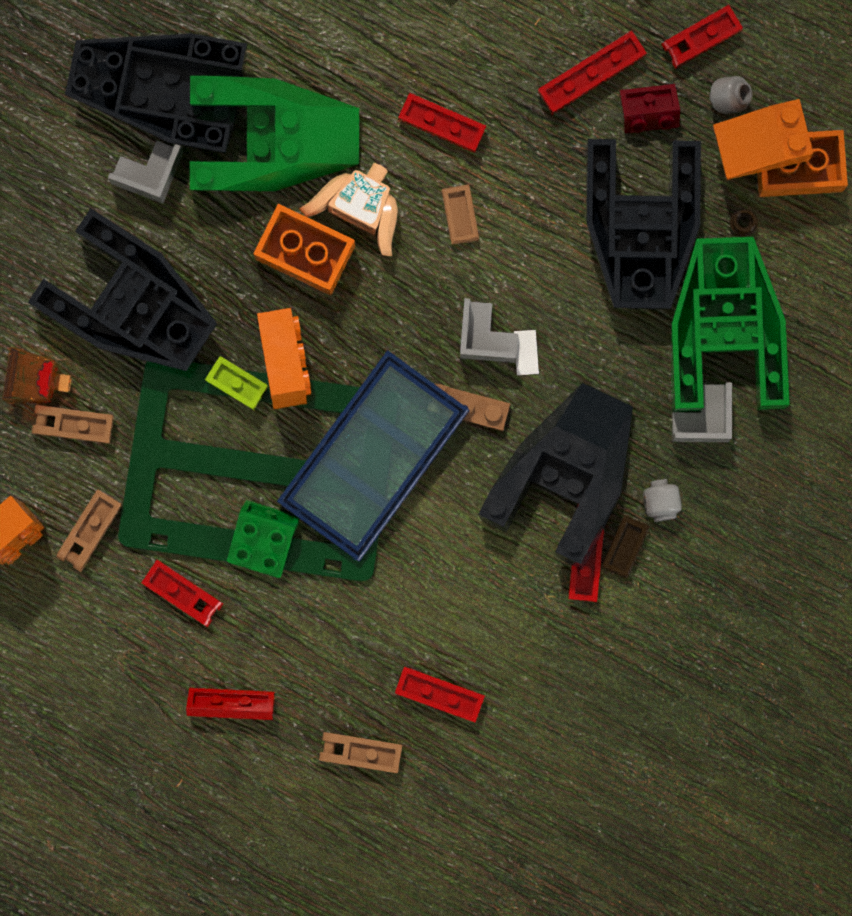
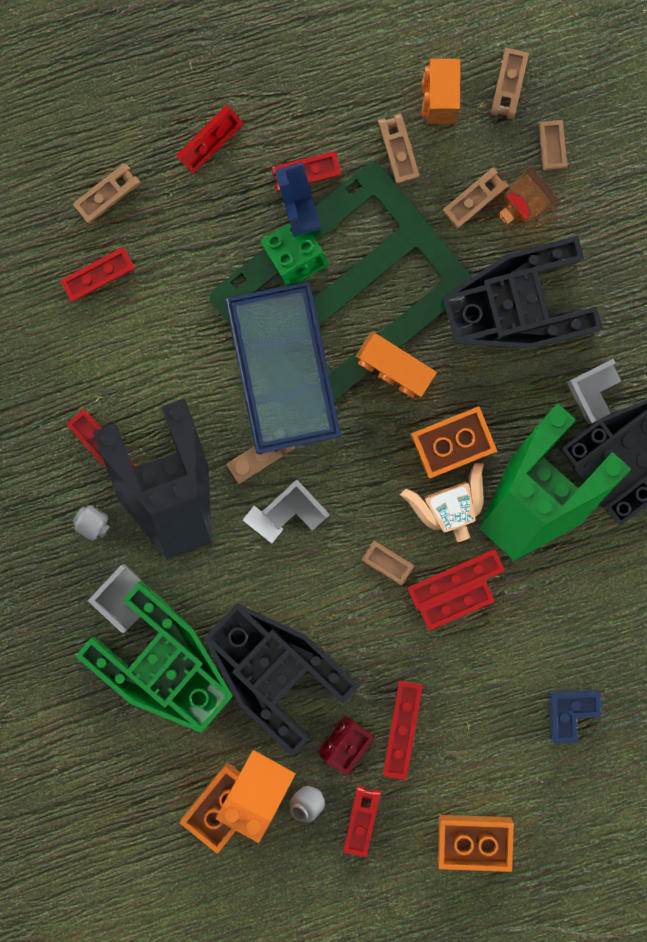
camera: 130 degrees right, 5 degrees up
(215, 573) = (298, 199): none -> dark blue panel
(236, 383) = (407, 323): lime plate -> none
(420, 143) = (455, 579): none -> red plate
(625, 547) = (84, 474): dark brown tile -> none
(743, 214) = (216, 743): dark brown plate -> none

